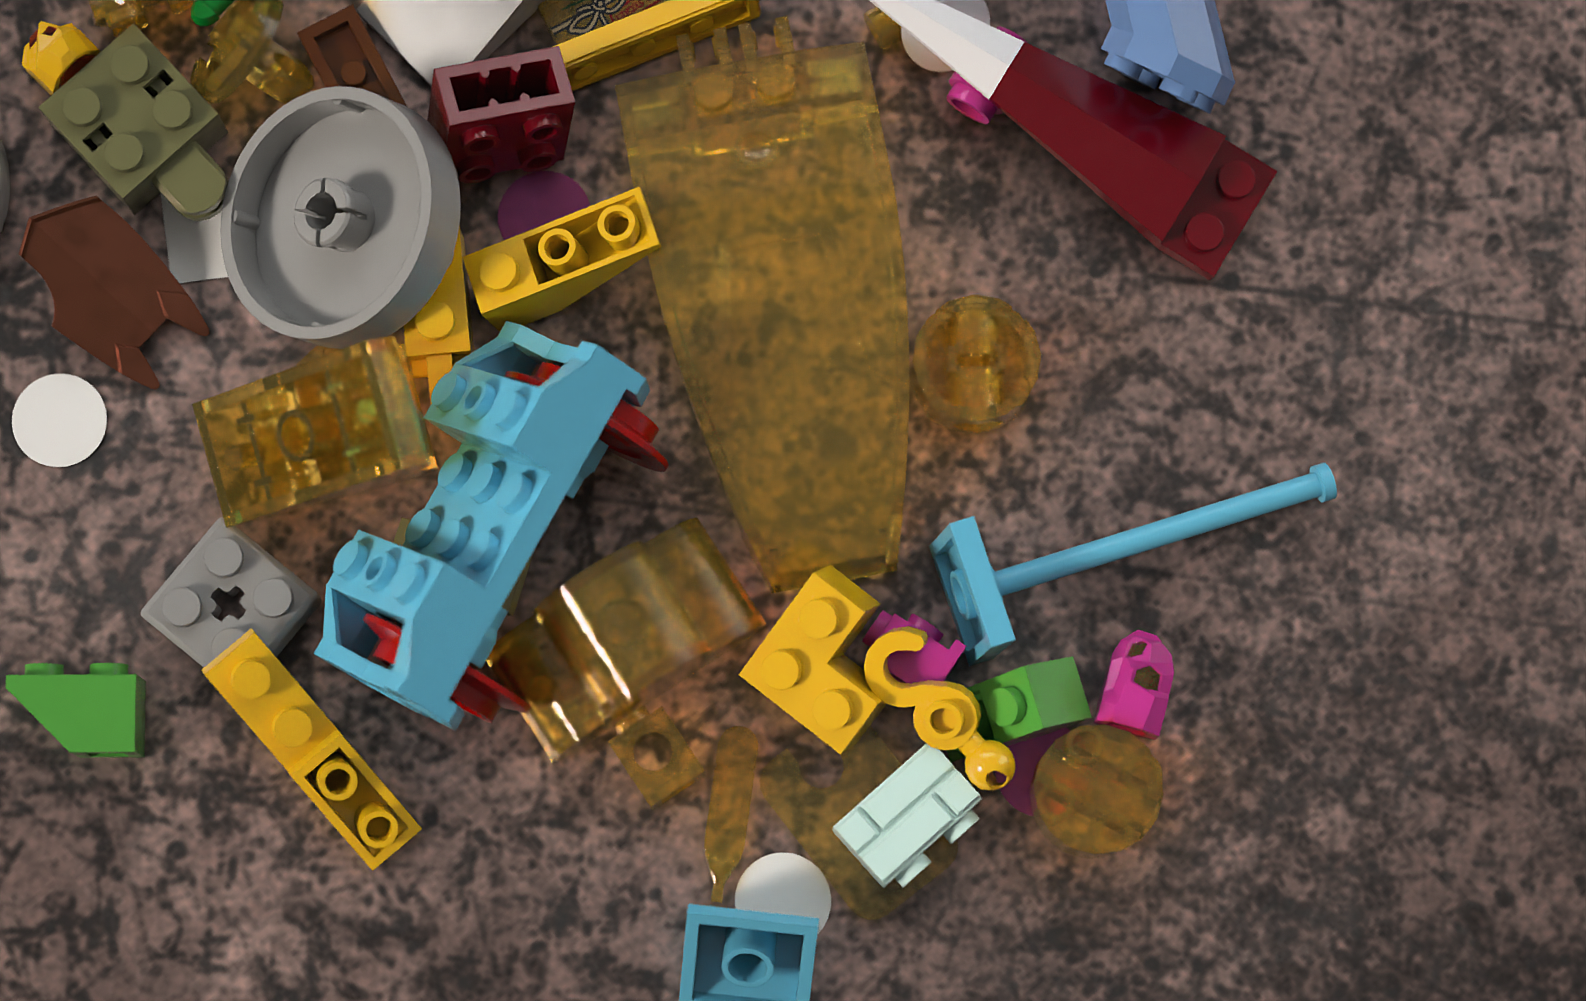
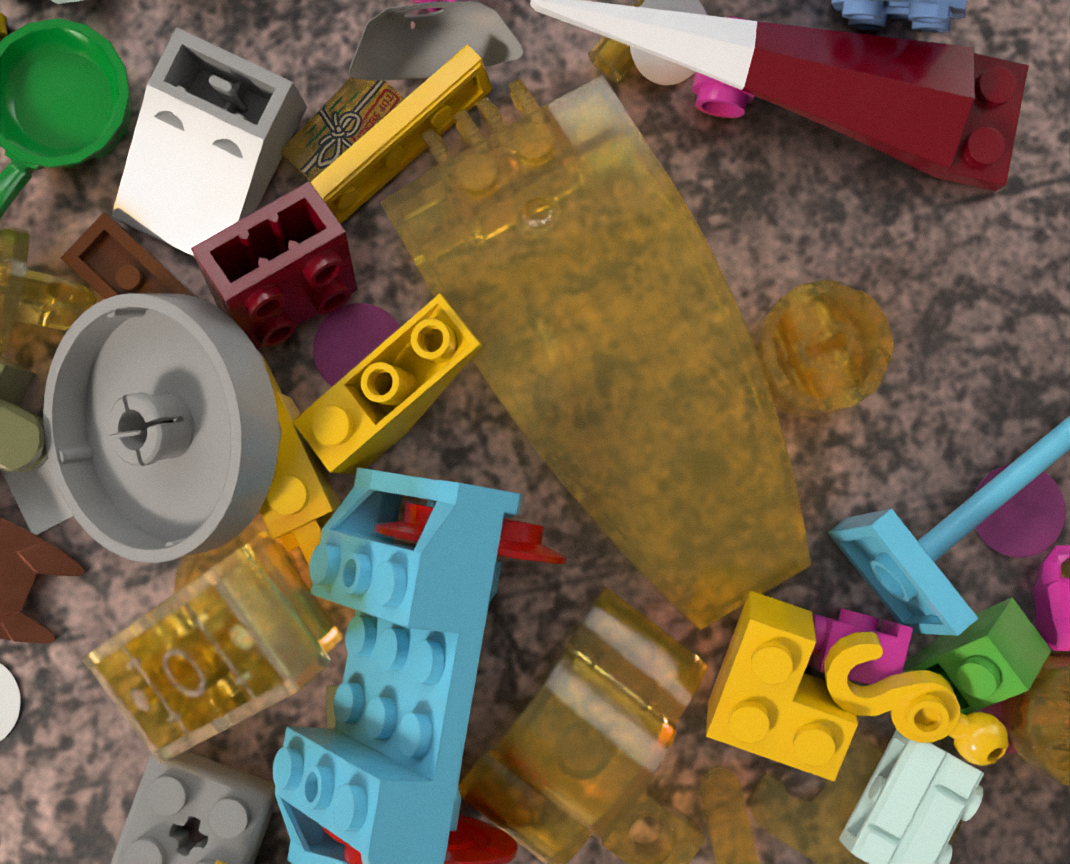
camera: 10 degrees left, 5 degrees up
(1121, 594) = (1026, 521): none -> flat silver sticker

